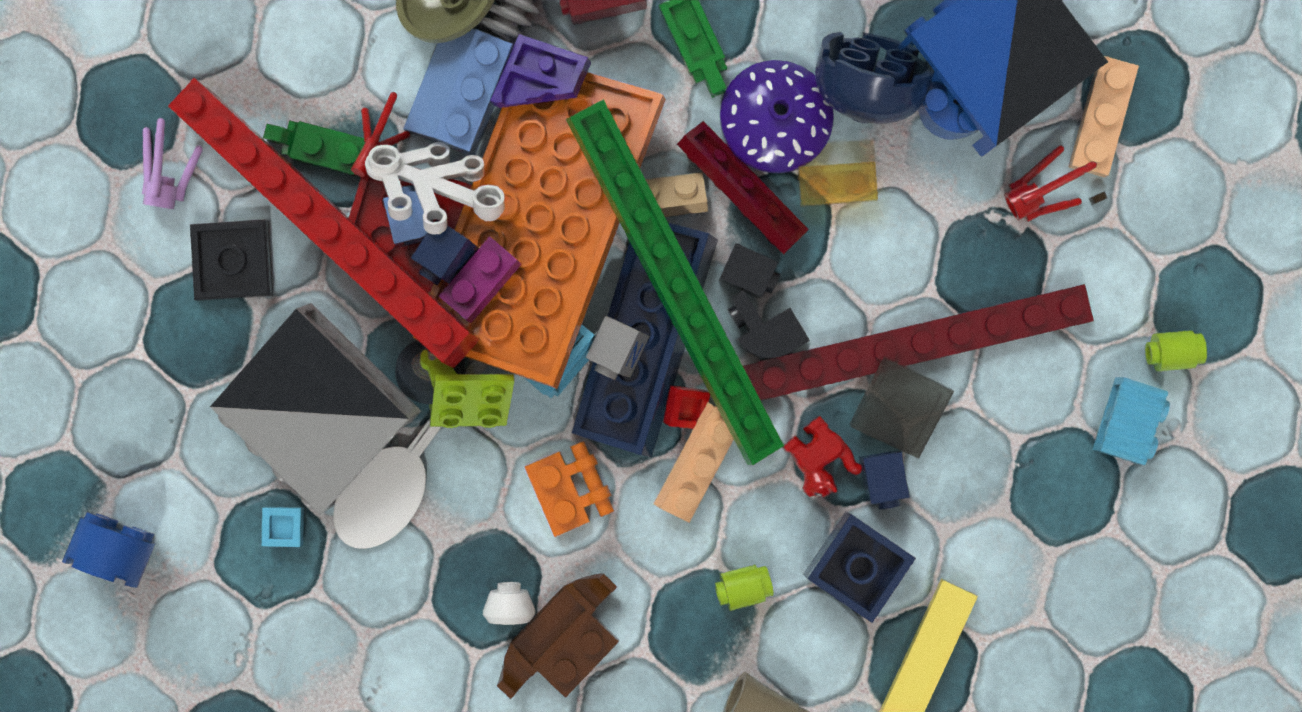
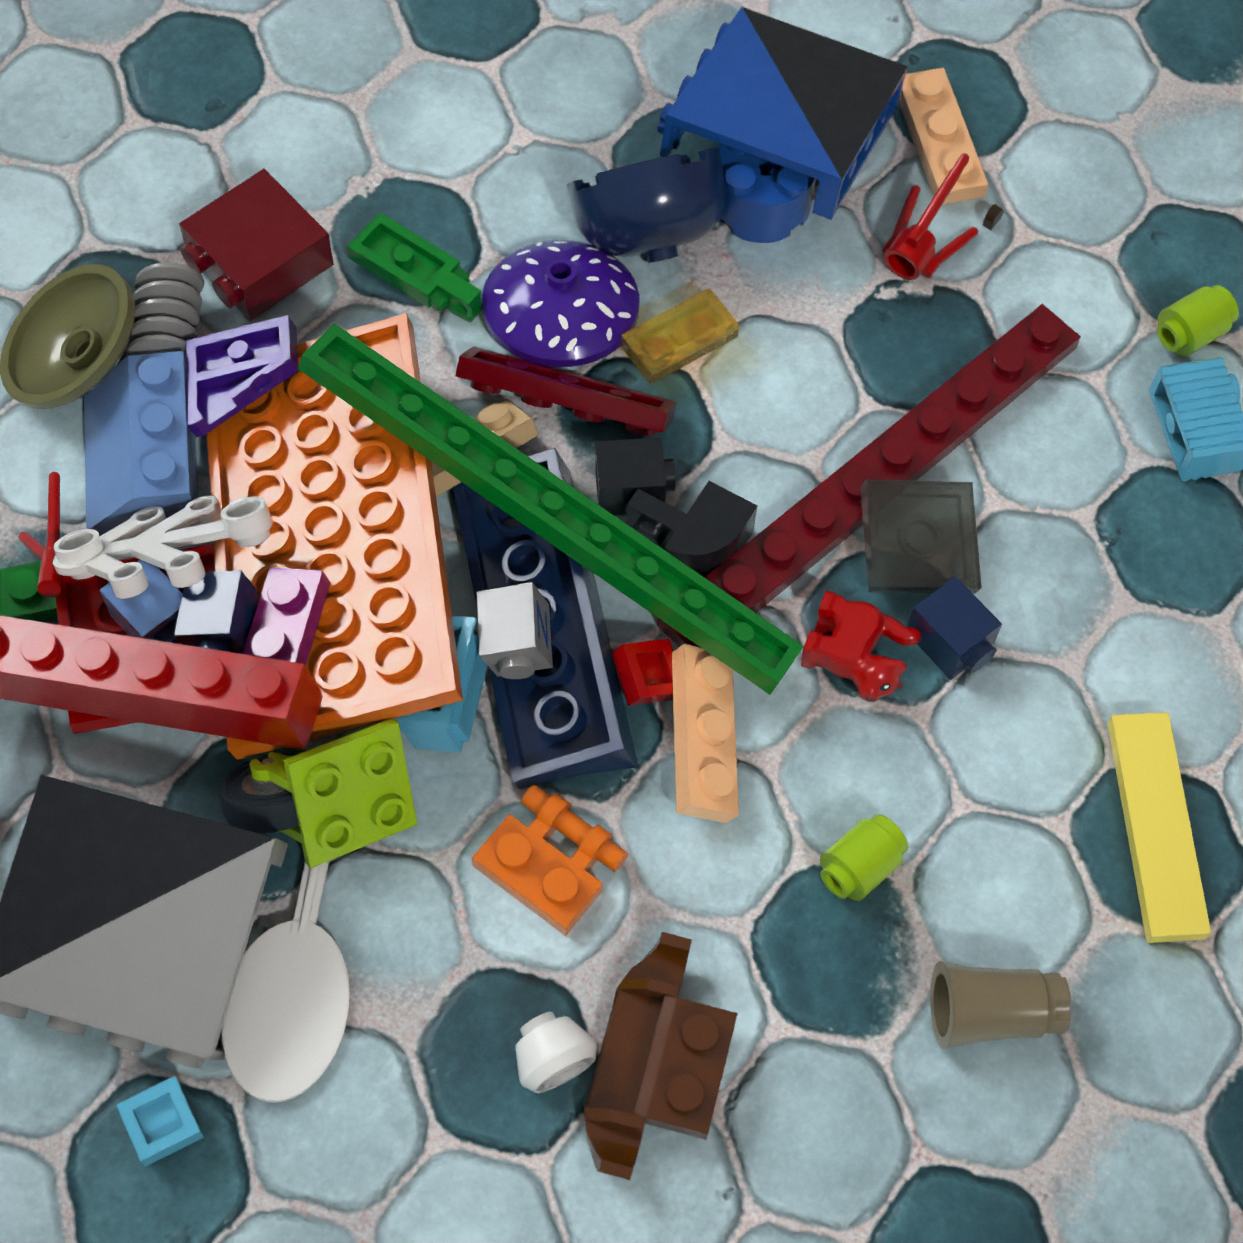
camera: 35 degrees left, 25 degrees down
(859, 566) = (995, 744): dark blue brick -> none

